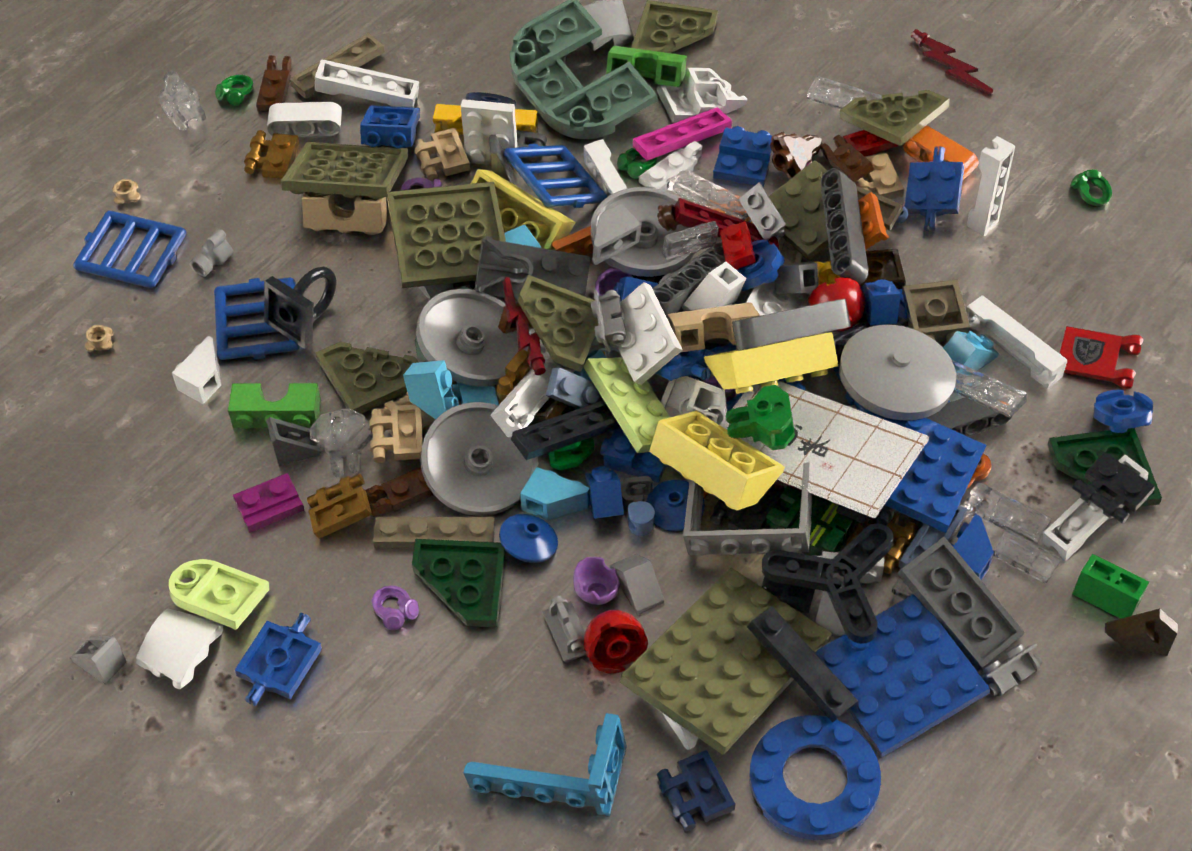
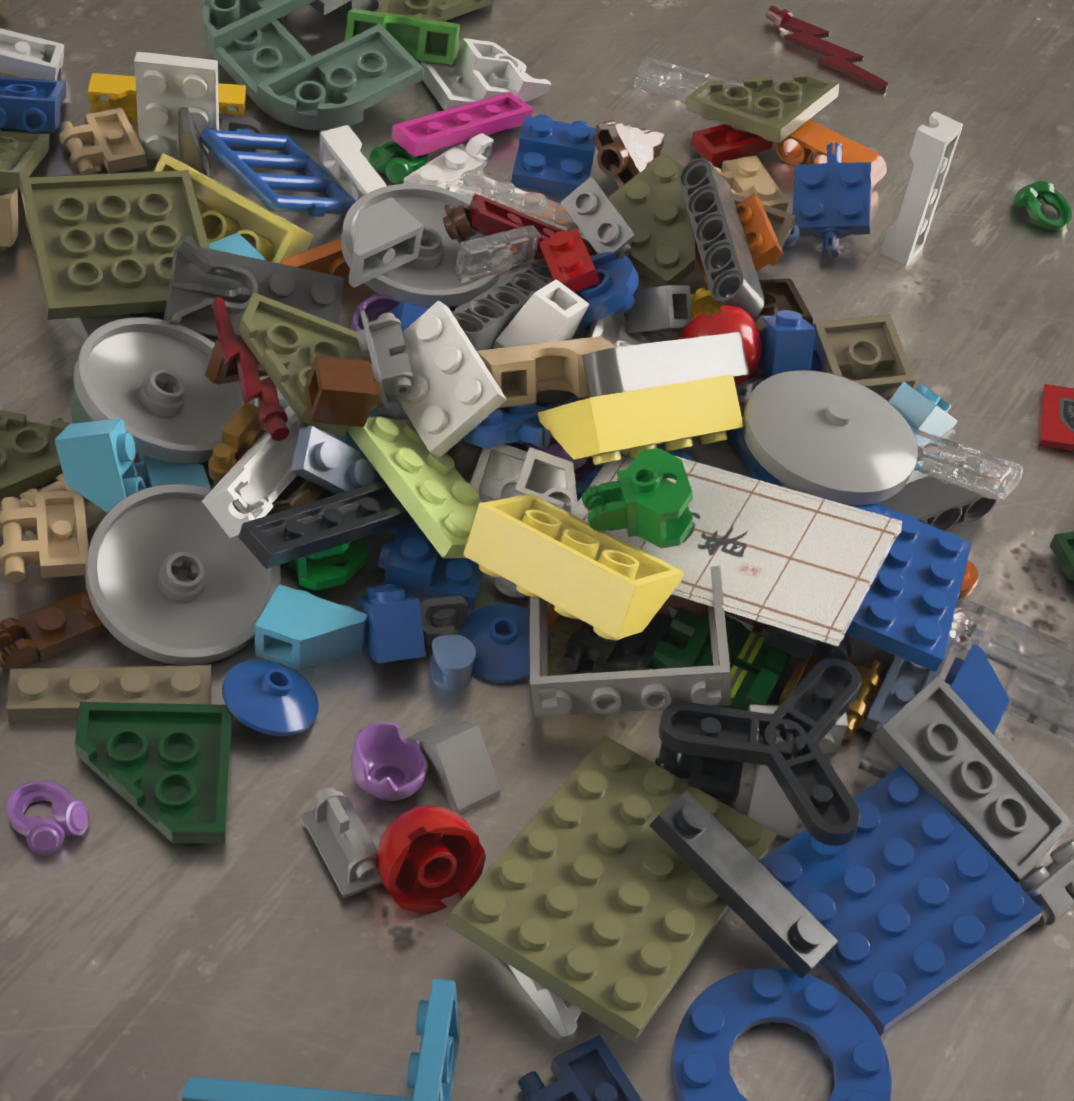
camera: 15 degrees left, 5 degrees down
(578, 344) = (341, 391): none -> reddish brown brick
(847, 159) = (726, 163): reddish brown hinge -> none
(1043, 361) = (1020, 426): white piece -> none

